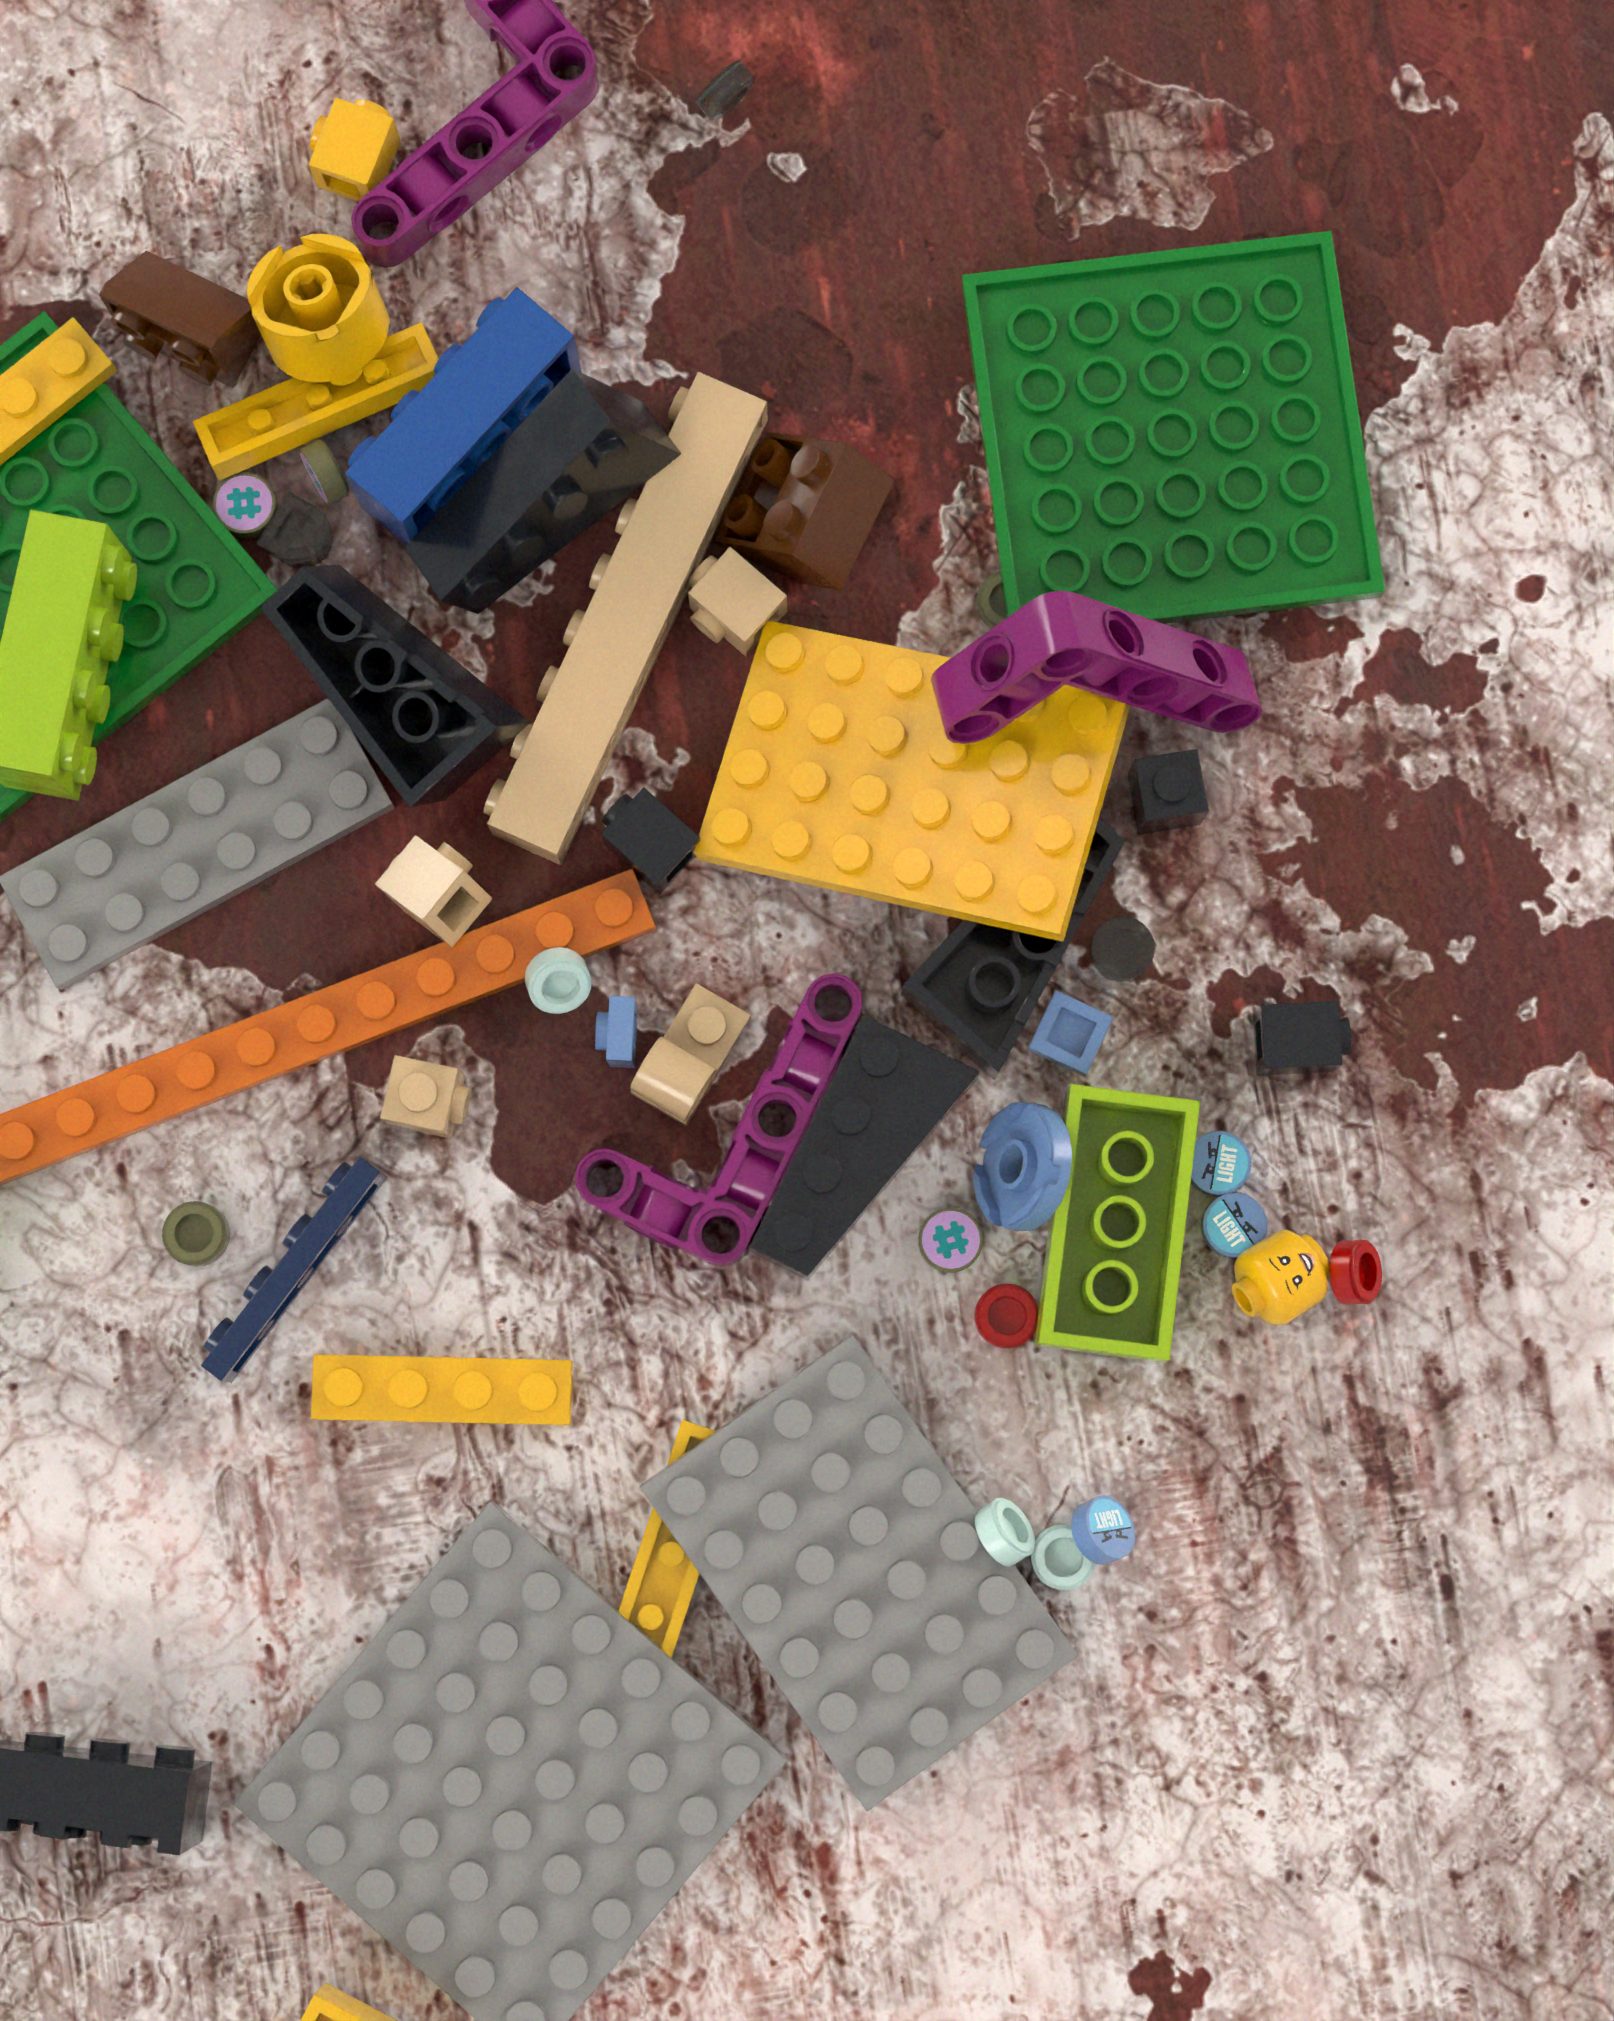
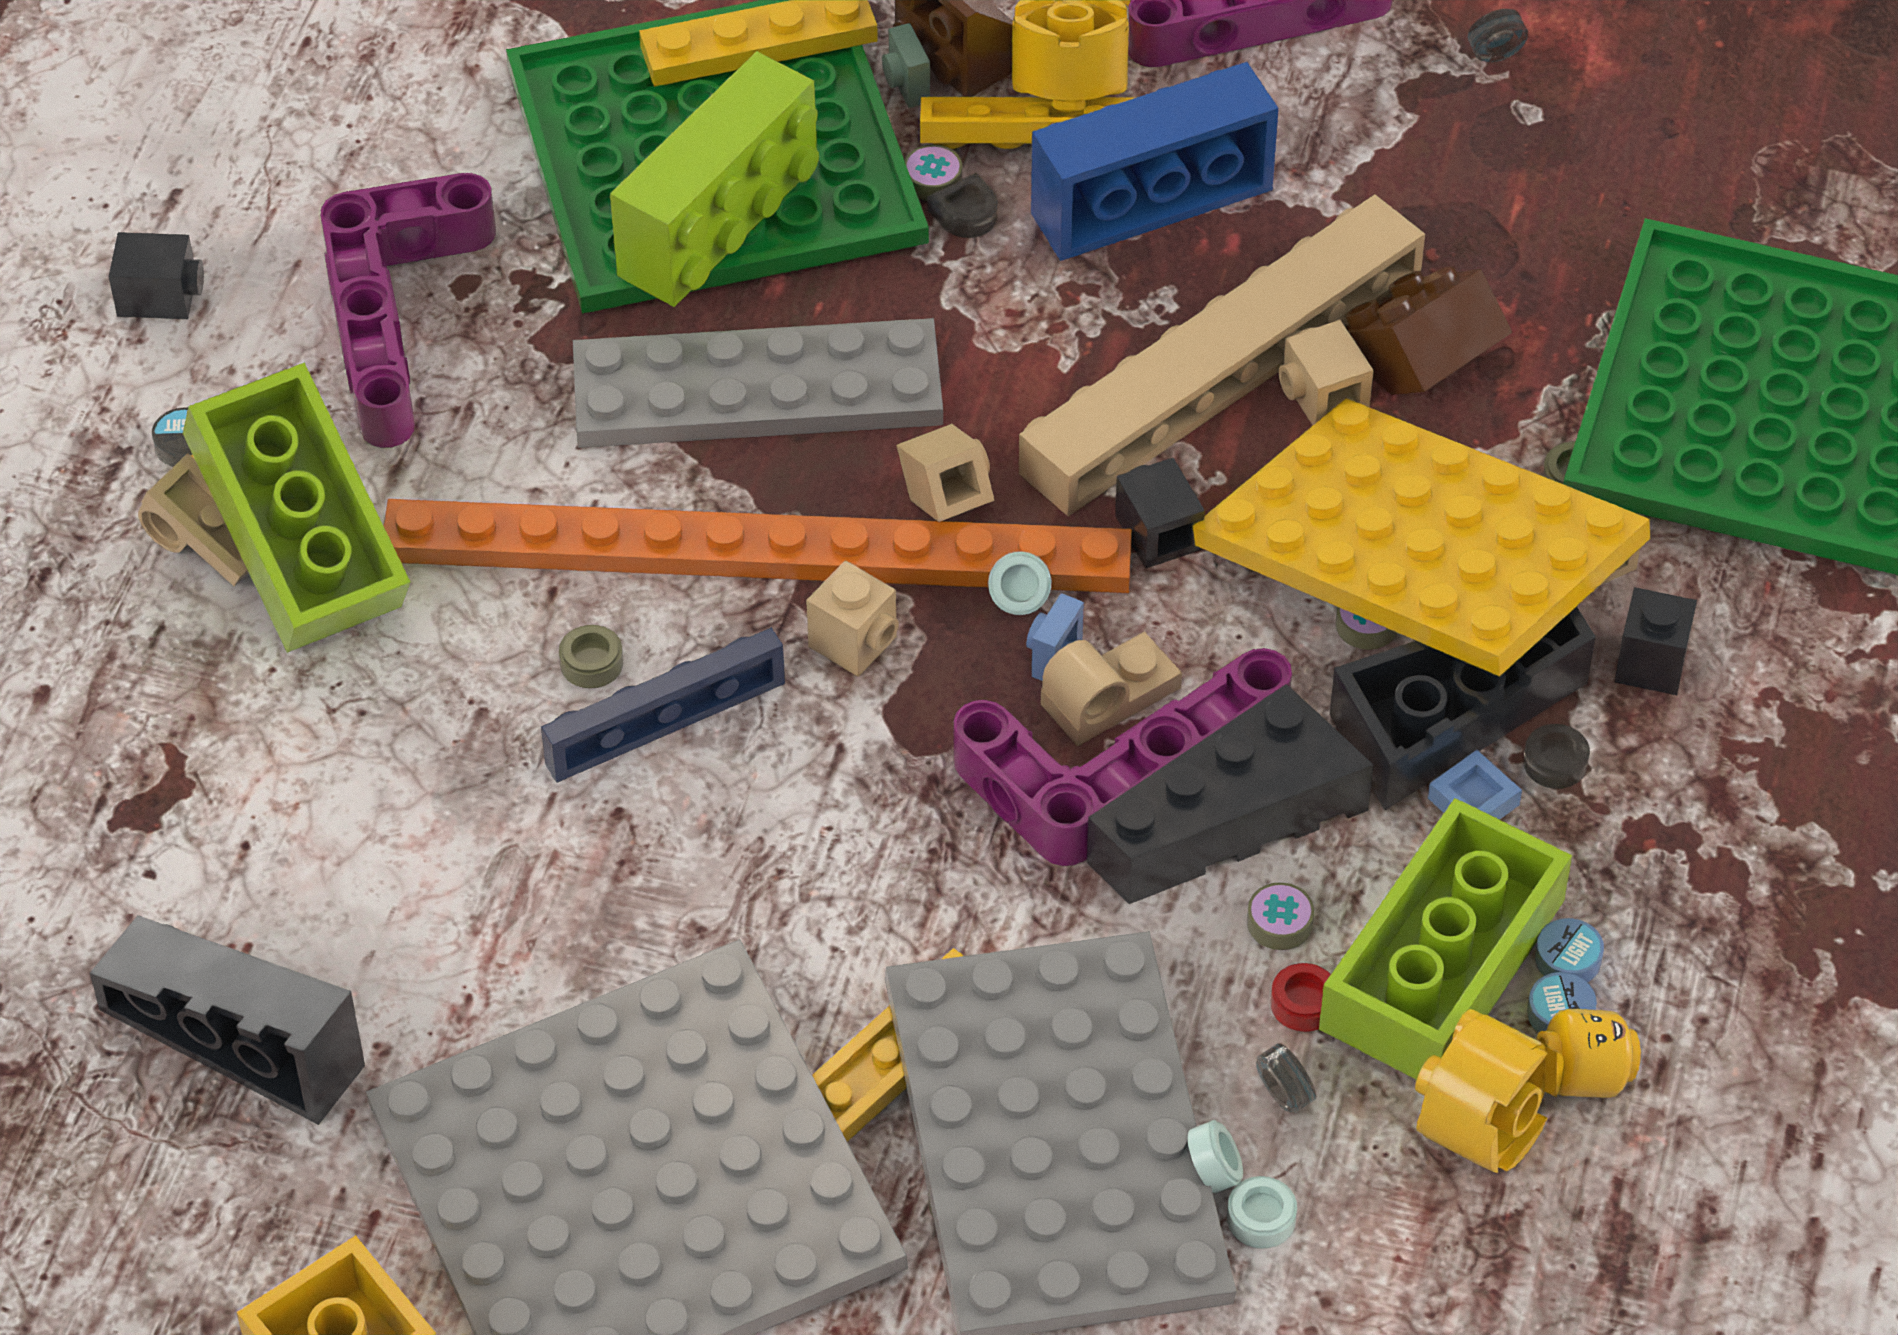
camera: 25 degrees right, 30 degrees down
(159, 387) = (907, 65): none -> sand green plate
(324, 471) = (1013, 166): olive tile -> none
(391, 684) = (993, 325): black wedge -> none
(442, 1389) = (744, 854): yellow plate -> none
(540, 490) = (1194, 219): black wedge -> none
(1030, 1421) = (1285, 1078): none -> clear smoke tile
(1044, 1144) = (1378, 860): medium blue tile -> none
(1098, 650) = (1644, 467): magenta beam -> none
(1103, 1530) = (1312, 1194): medium blue tile -> none
(1219, 1372) = (1487, 1092): none -> yellow brick
(1300, 1038) = (1694, 874): black brick -> none
(1355, 1272) = (1663, 1078): red tile -> none

